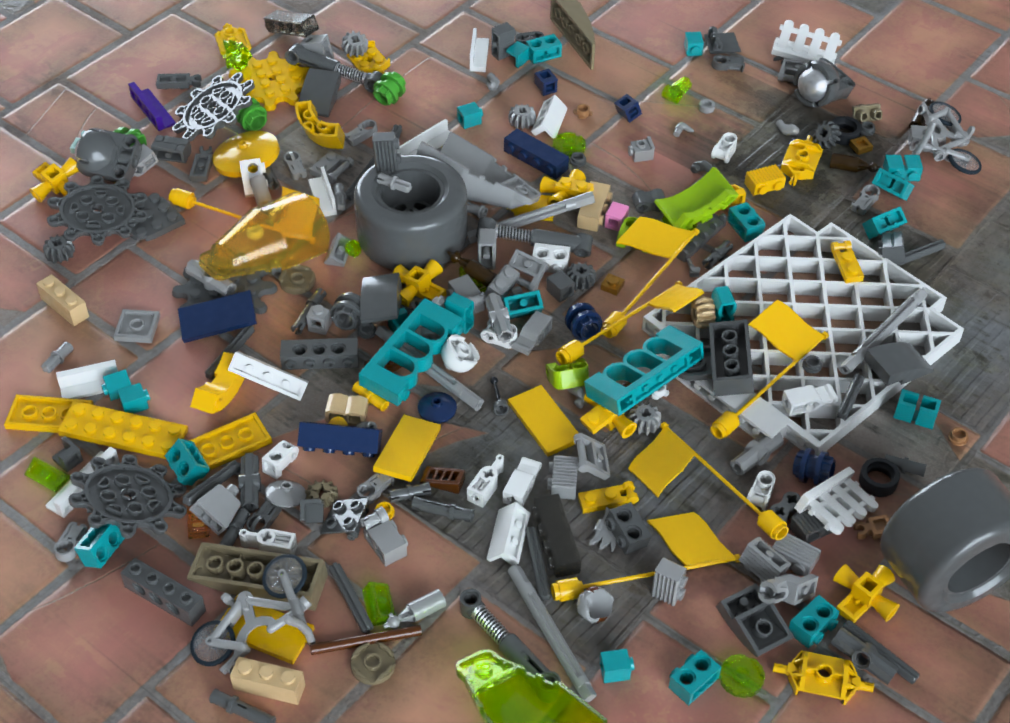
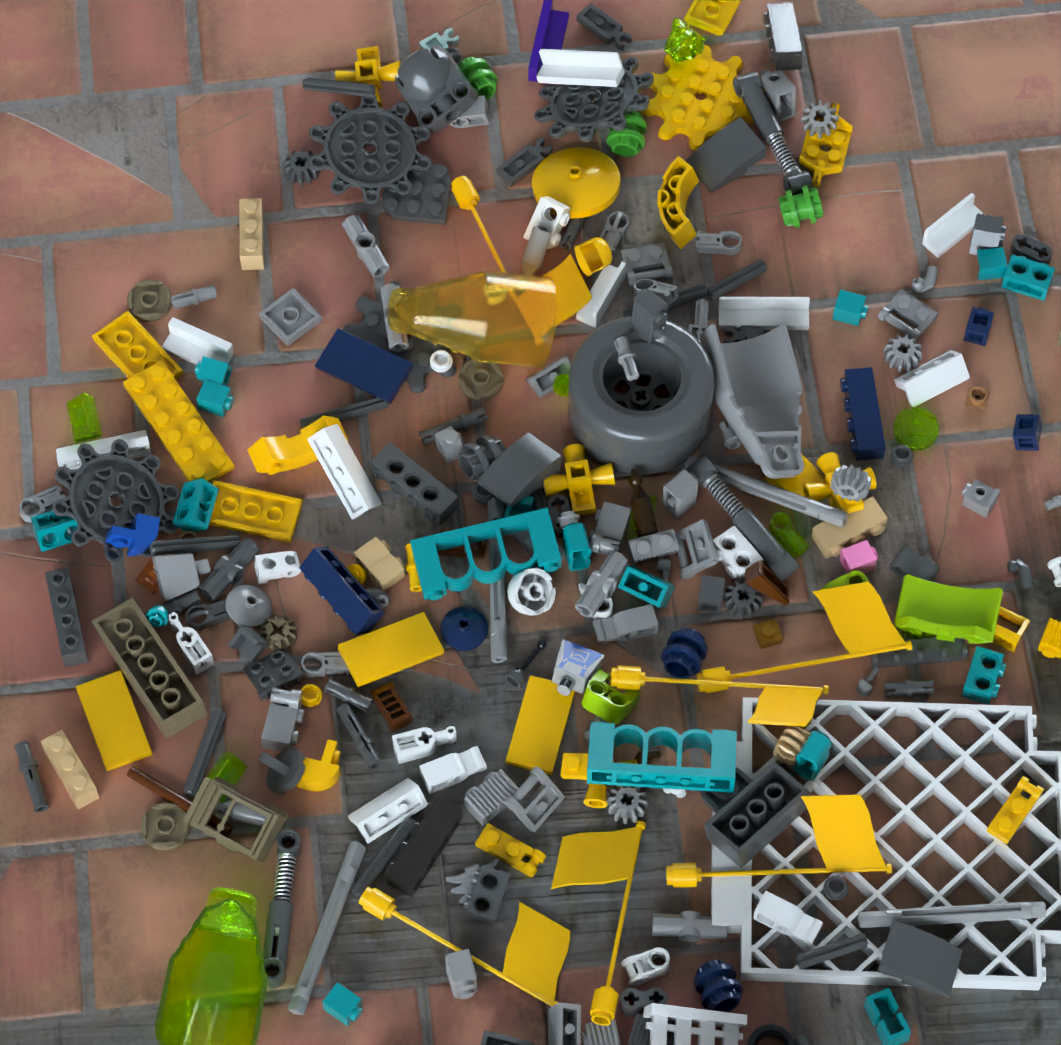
camera: 45 degrees right, 15 degrees up
(26, 380) = (149, 300): none -> dark tan tile
(42, 193) = (339, 87): none -> dark grey axle
(69, 456) = (113, 414): dark grey panel -> none
(147, 260) = (370, 255): none -> light grey piece
(165, 502) = (137, 538): none -> blue brick
(171, 148) = (513, 118): dark grey brick -> none
(188, 97) = (580, 67): none -> white panel
(229, 536) = (157, 616): none -> teal plate
(264, 282) = (441, 361): none -> white plate
(281, 579) = (151, 695): piece -> none
(298, 177) = (593, 255): none -> yellow helmet
(340, 196) = (615, 309): light grey axle -> none
(349, 174) = (665, 291): none -> light grey piece
(394, 623) = (205, 804): none -> dark tan piece
(420, 561) = (284, 770): none -> dark grey tile
(442, 547) = (324, 773): none -> yellow brick
(501, 100) = (911, 311): none -> light grey plate
(530, 373) = (575, 667): none -> light grey torso
(559, 225) = (788, 536): none -> clear neon green piece
(580, 171) = (850, 483): none -> light grey gear
(584, 255) = (766, 582): none -> reddish brown slope
(595, 604) = (382, 937): light grey hair -> none

